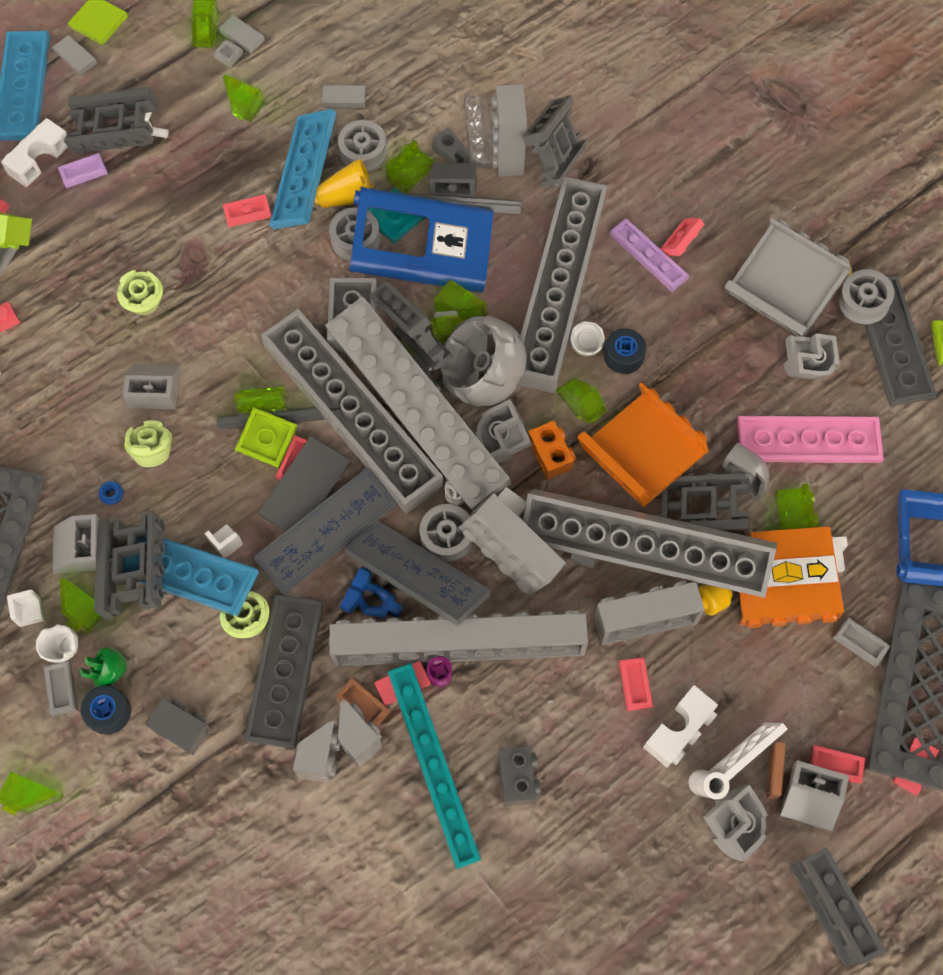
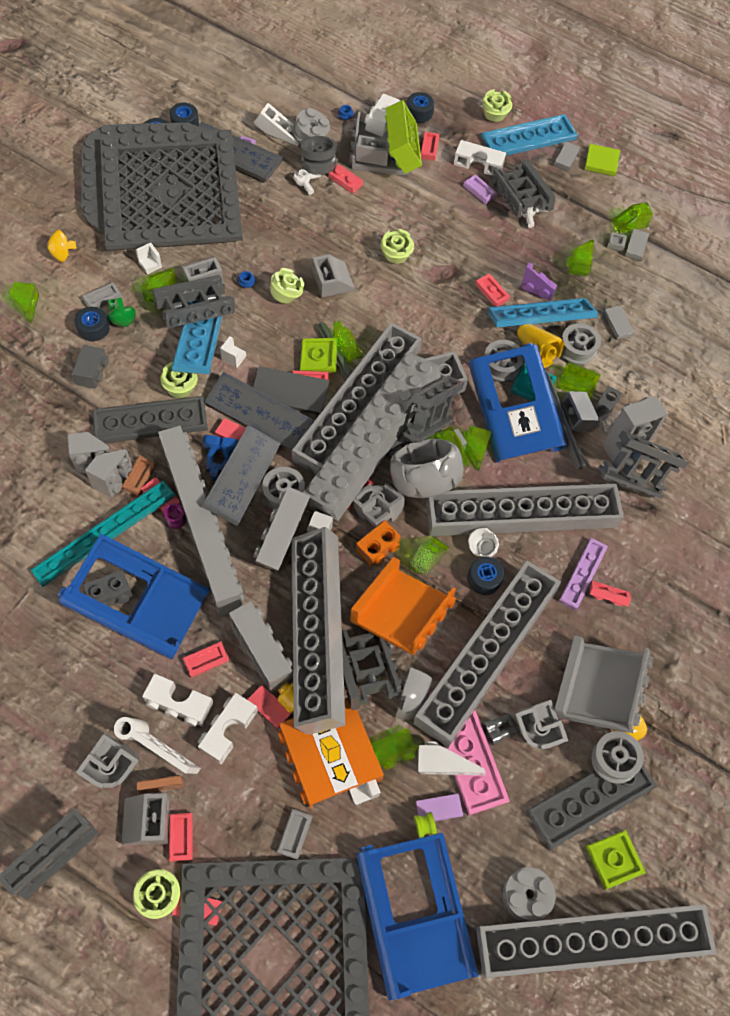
camera: 65 degrees right, 5 degrees down
(57, 643) = (128, 282): white hair -> none
(262, 157) = (537, 283): none -> medium lavender wing
(339, 574) = (229, 430): none -> coral tile
(564, 719) = (162, 611): none -> blue piece
(711, 665) = (236, 711): none -> white arch
(712, 629) = (269, 707): none -> coral tile
(720, 377) = (486, 654): none -> light grey brick
(800, 407) = (494, 734): none -> dark grey piece
(825, 466) = (441, 761): none -> white slope
(869, 488) = (441, 807): none -> lavender tile
(889, 504) = (425, 825): none -> lime wheel
(900, 800) = (156, 893): none -> yellowish green cone

